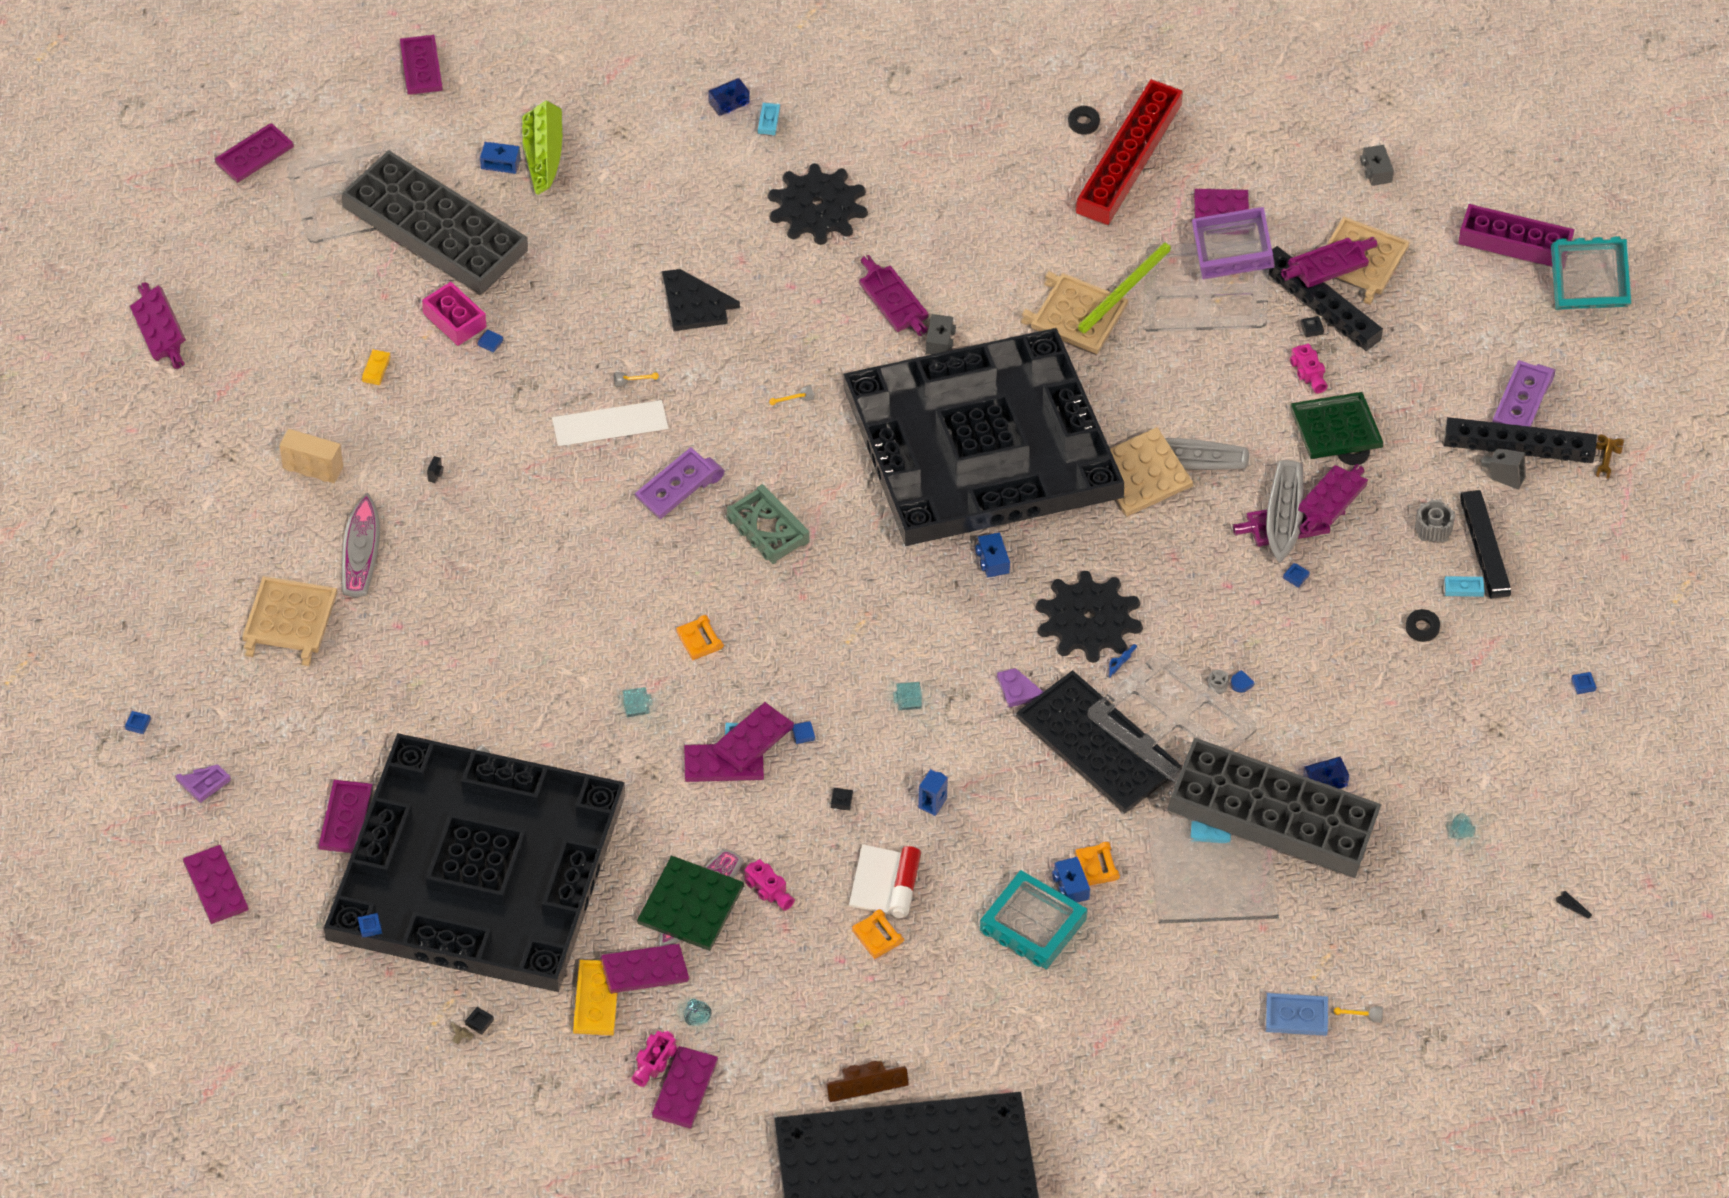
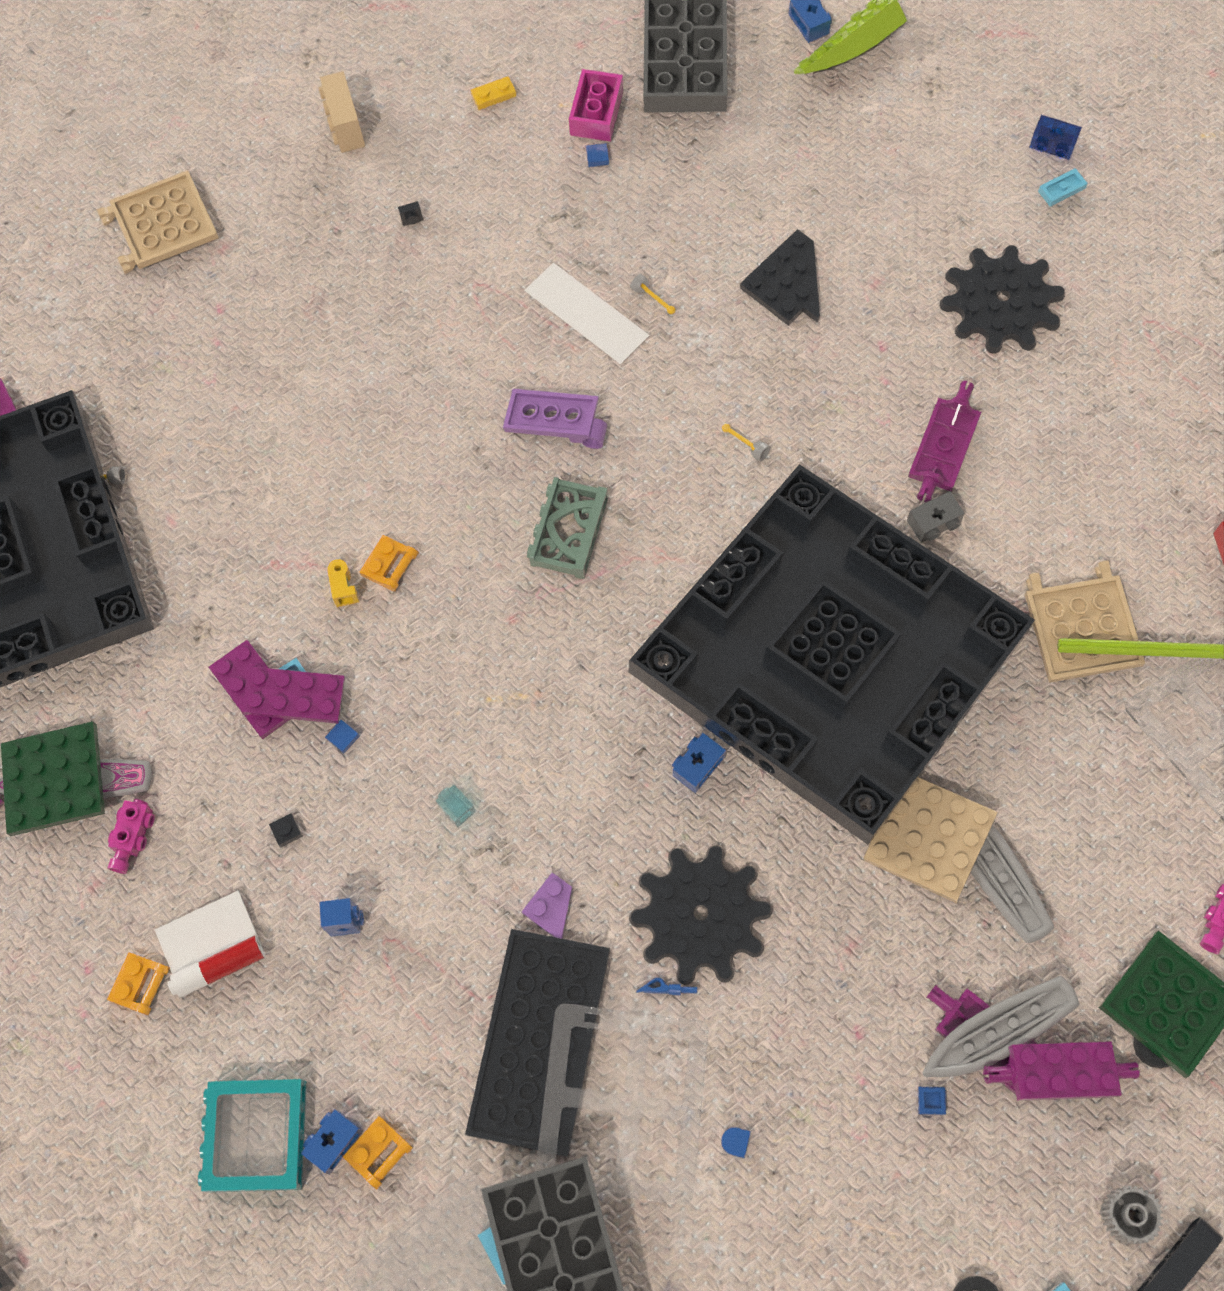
camera: 60 degrees right, 15 degrees up
(360, 548) = (282, 220): light grey piece -> none
(637, 702) = (266, 562): clear light blue brick -> none
(691, 670) = (339, 579): none -> yellow leg
(1218, 676) = (714, 1112): light grey wheel -> none

